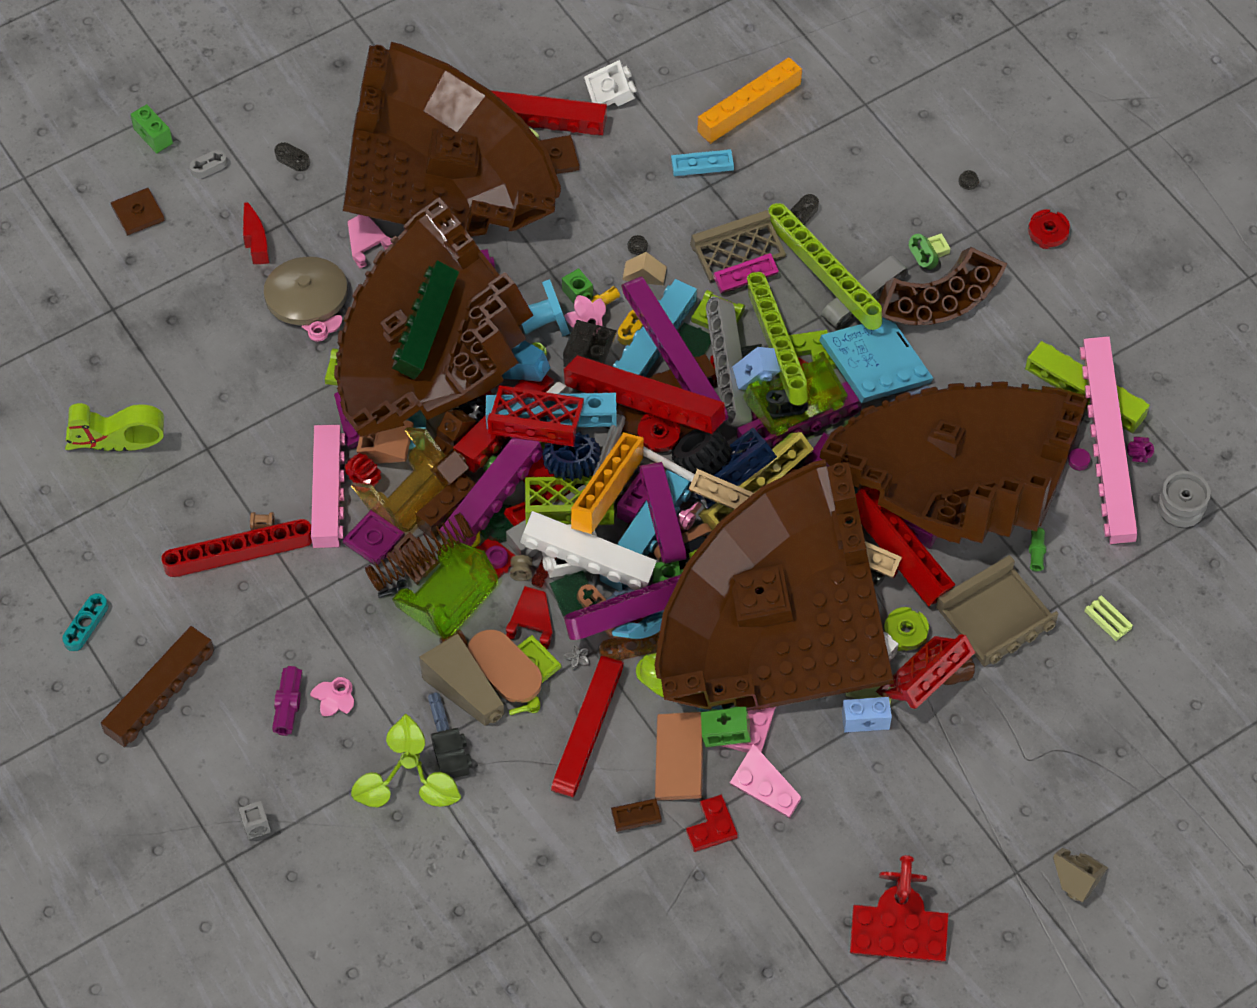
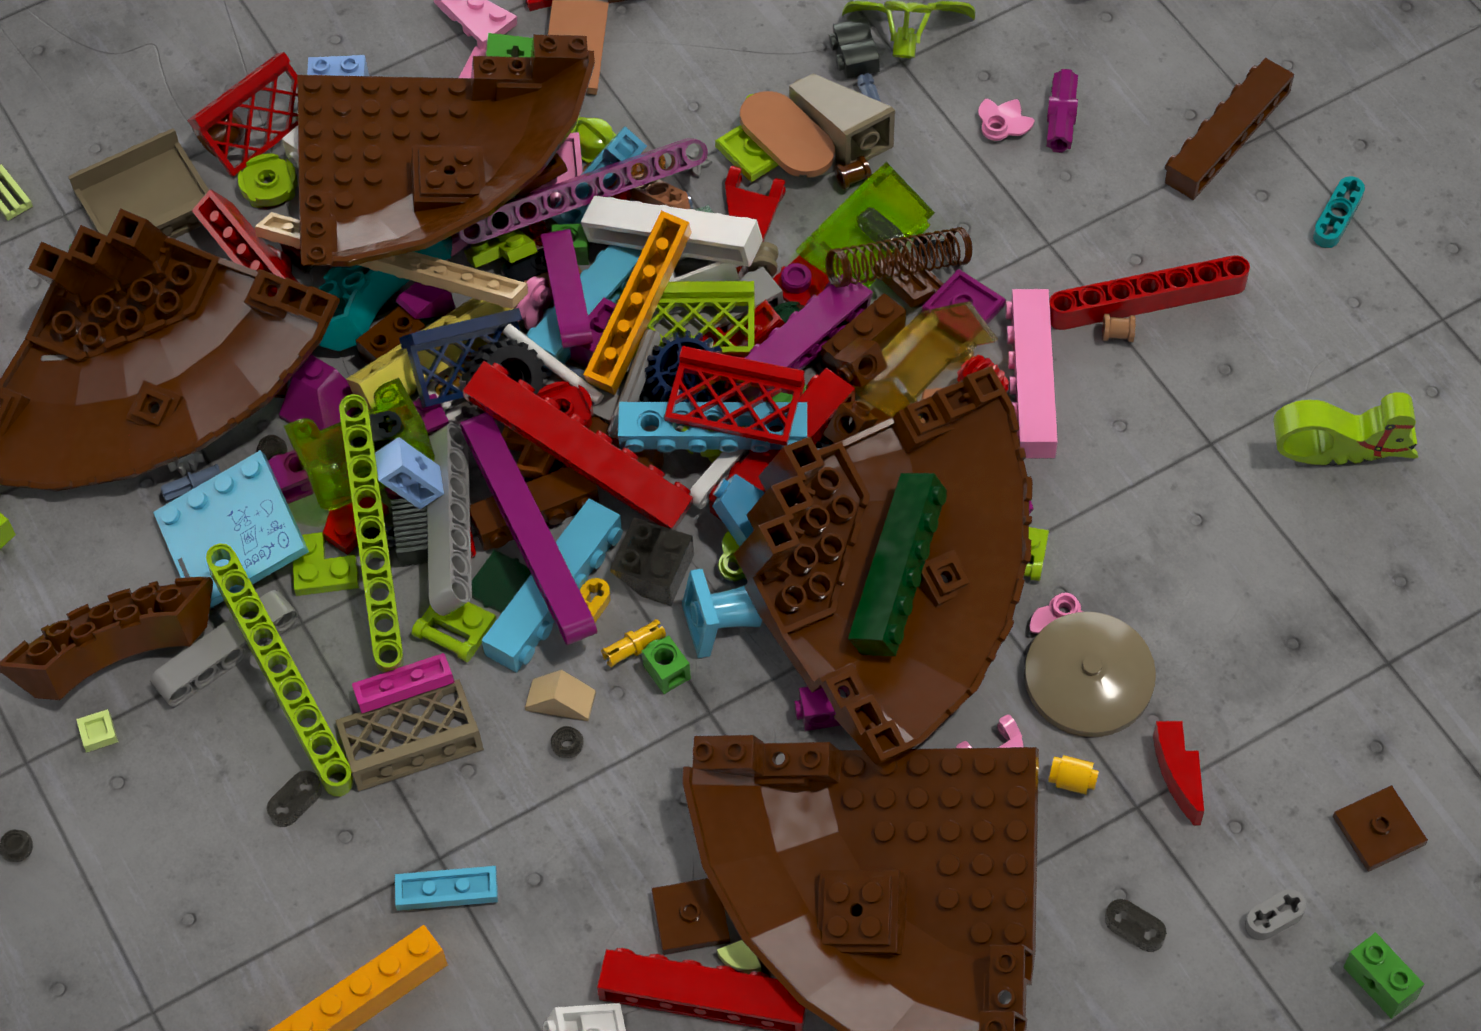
camera: 175 degrees left, 0 degrees up
(321, 230) = (1073, 774): none -> yellow brick
(432, 589) = (879, 228): none -> clear smoke beam
(586, 311) = (654, 614): bright pink plate -> none
(587, 726) = (685, 75): red beam -> none
(927, 249) = (124, 713): bright green beam -> none

